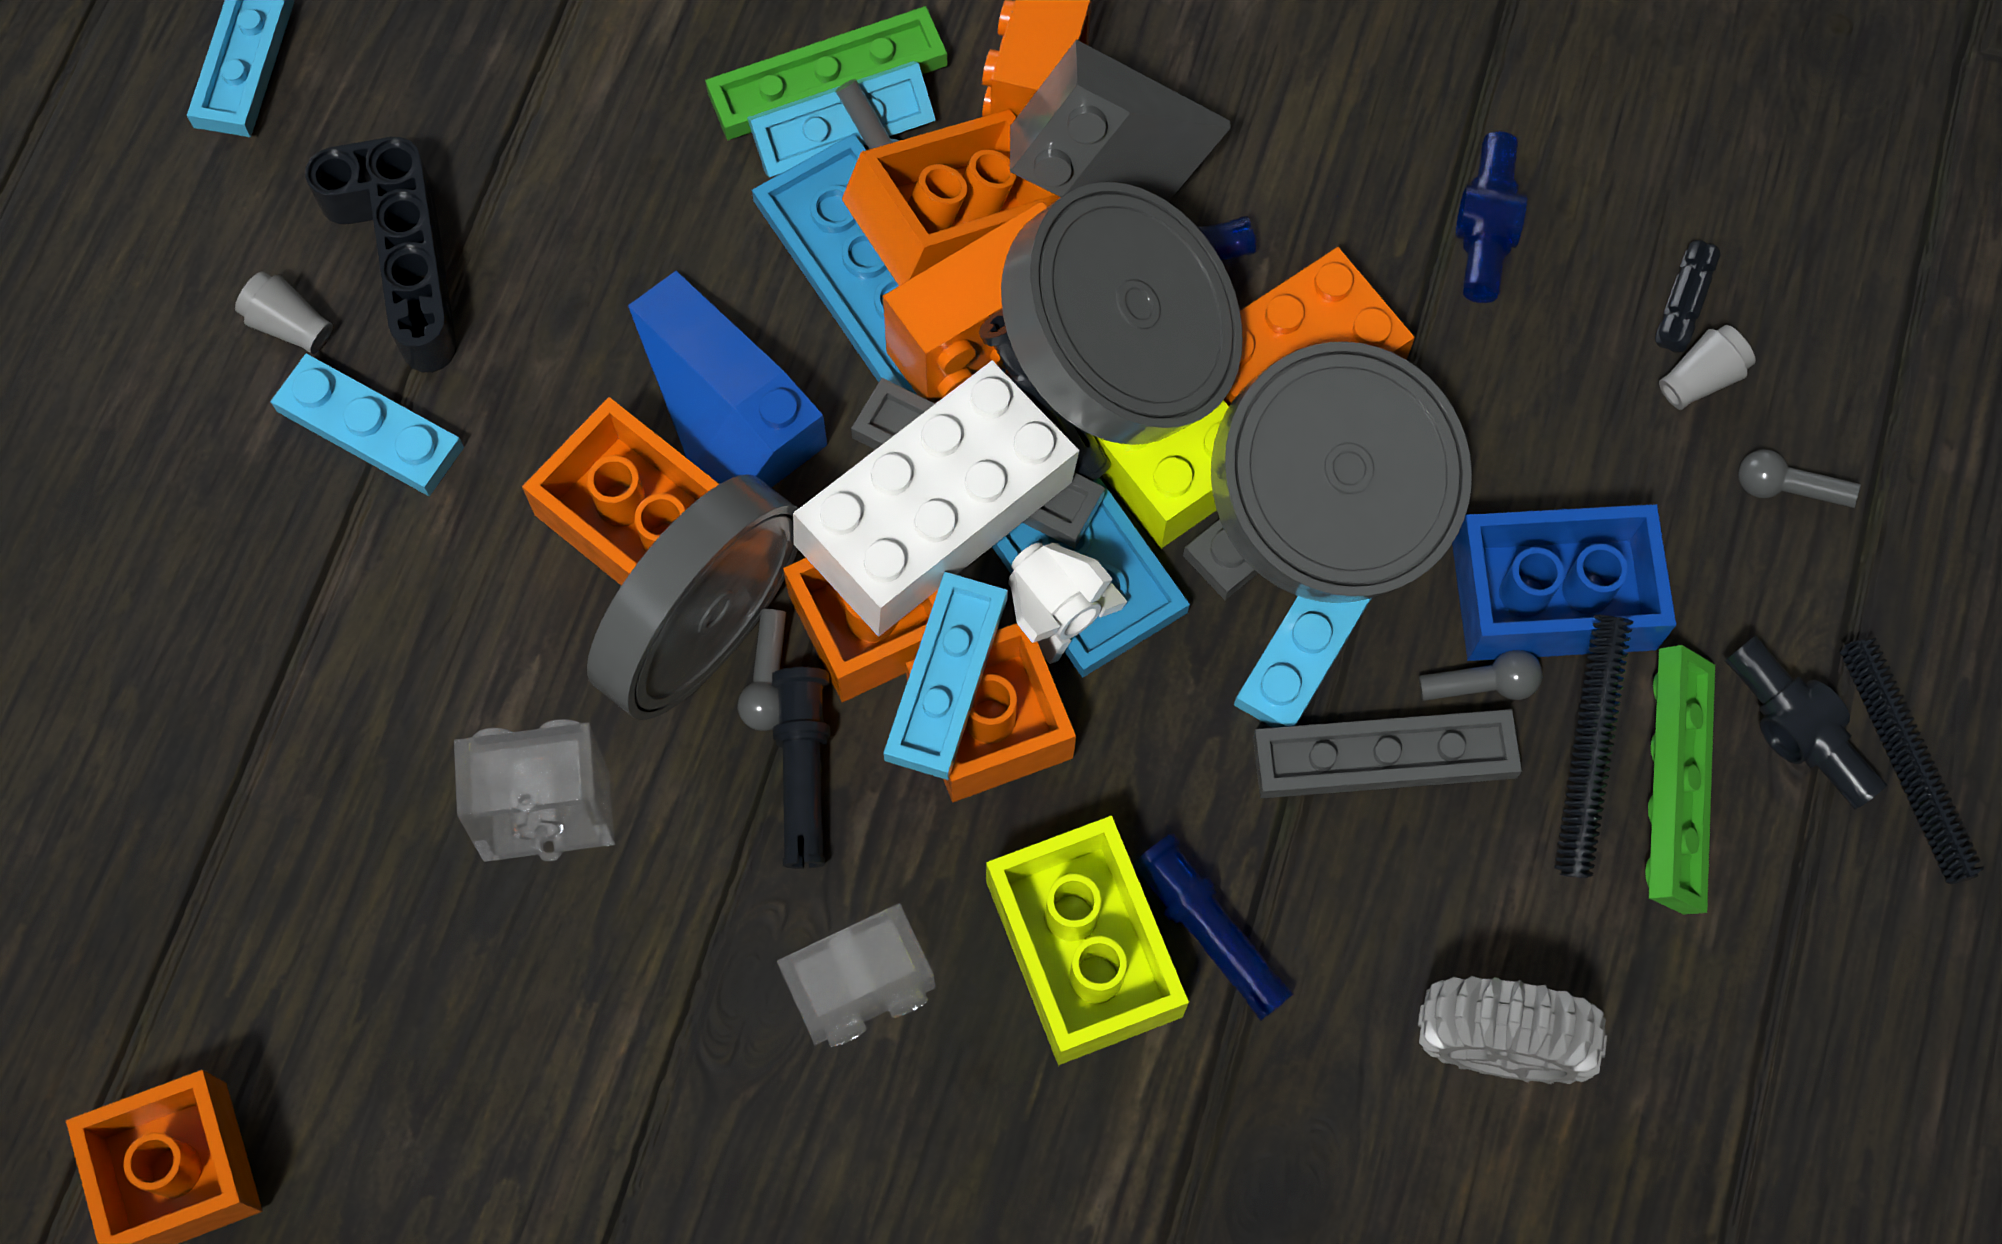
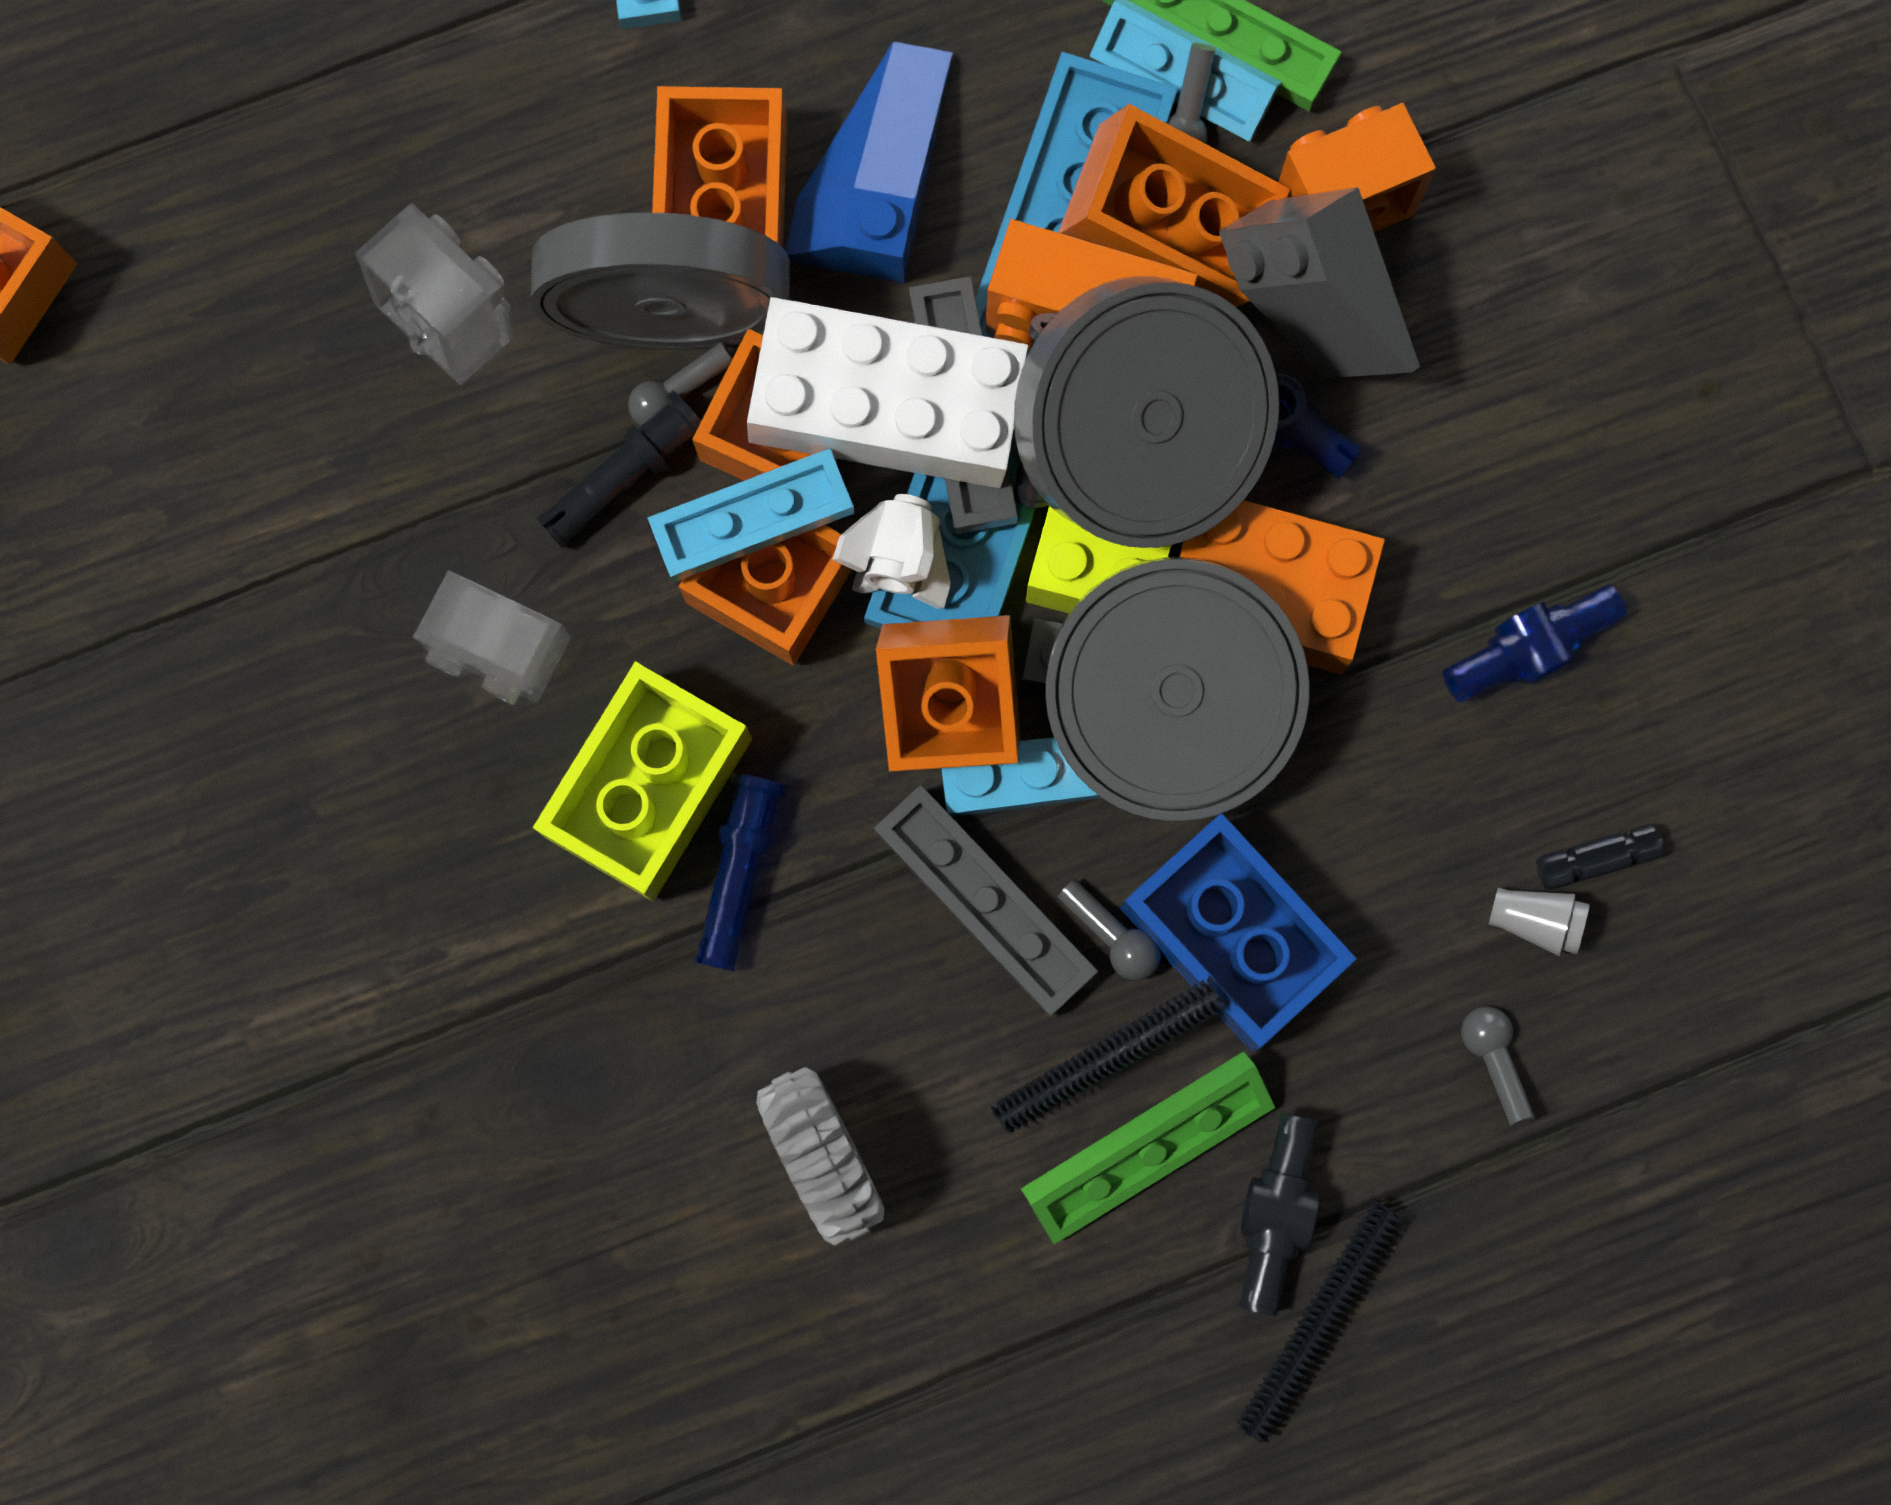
camera: 55 degrees right, 10 degrees up
(1206, 644) = (949, 693): none -> orange brick

